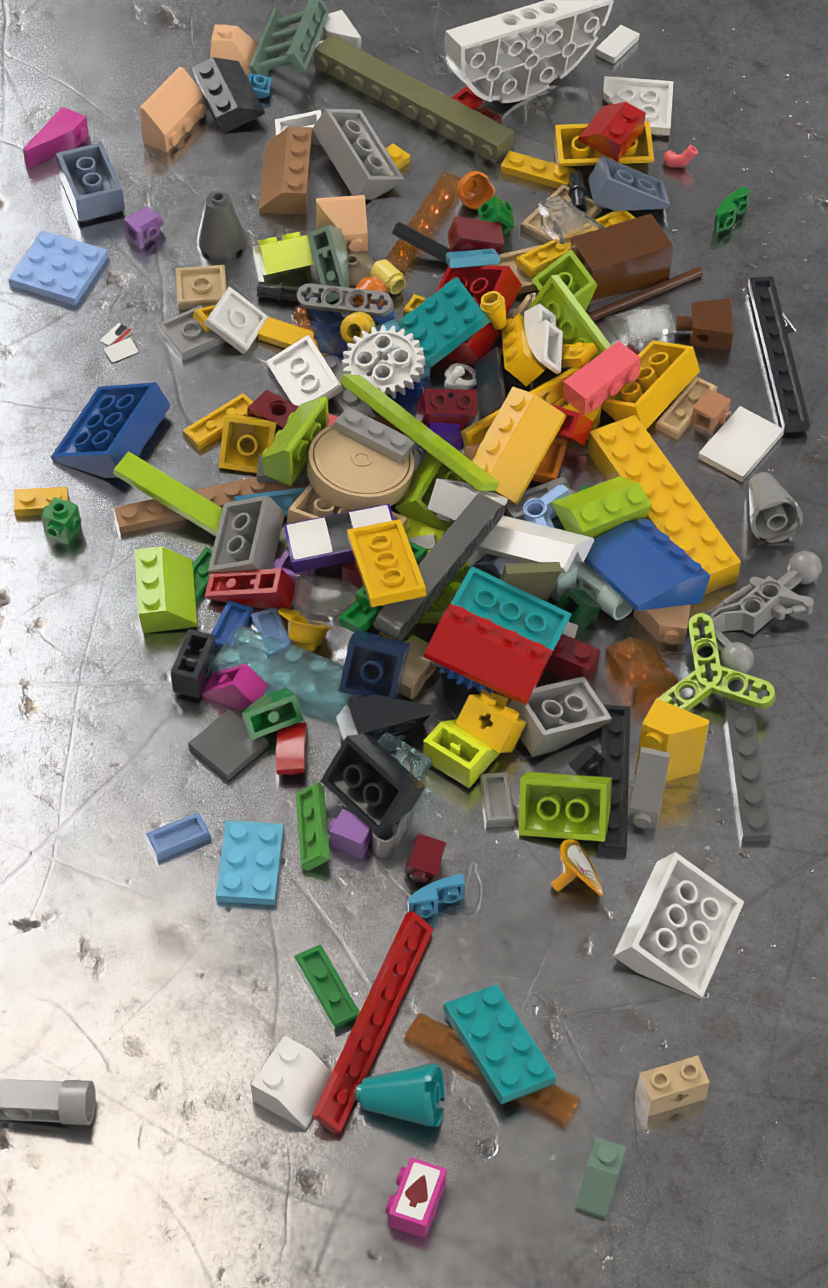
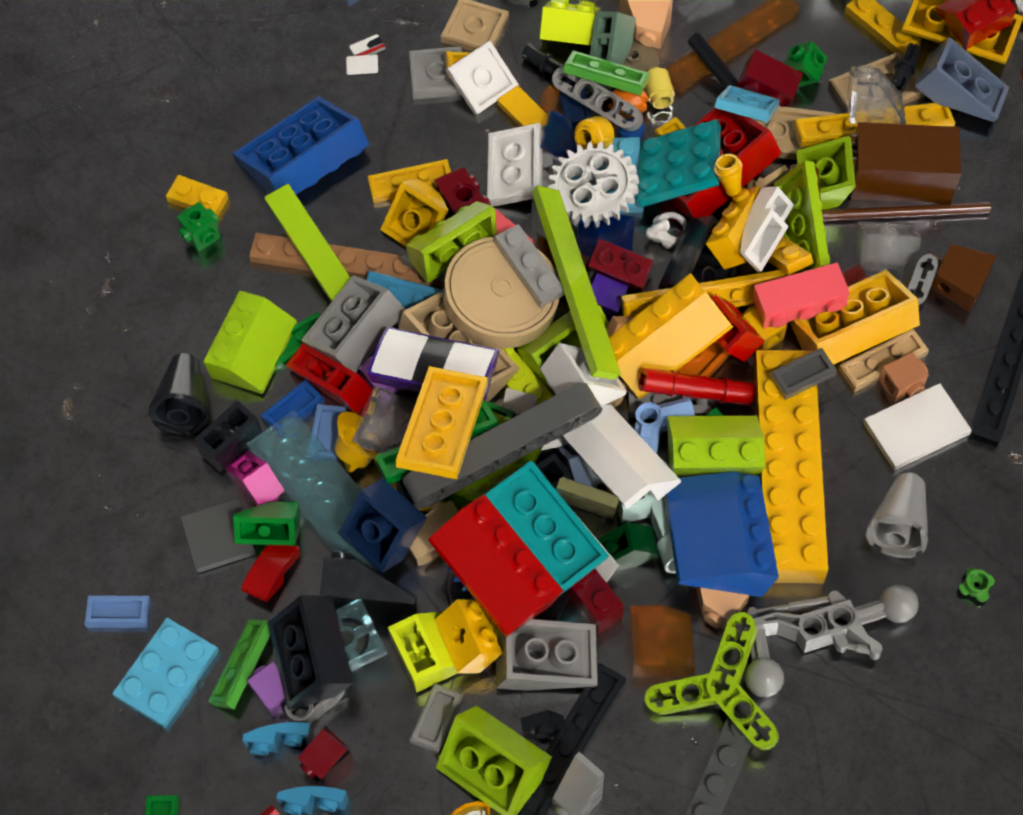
camera: 30 degrees right, 10 degrees up
(133, 652) = (180, 397): none -> black cone
(343, 276) = (606, 72): none -> bright green tile
(369, 870) = (268, 738): none -> dark azure slope
(475, 189) = (801, 24): orange hair -> none
(565, 474) = (697, 386): none -> red piece
(638, 431) = (803, 373): none -> dark grey tile
(677, 733) = (628, 748): yellow slope -> none
(680, 334) = (919, 277): none -> dark grey beam

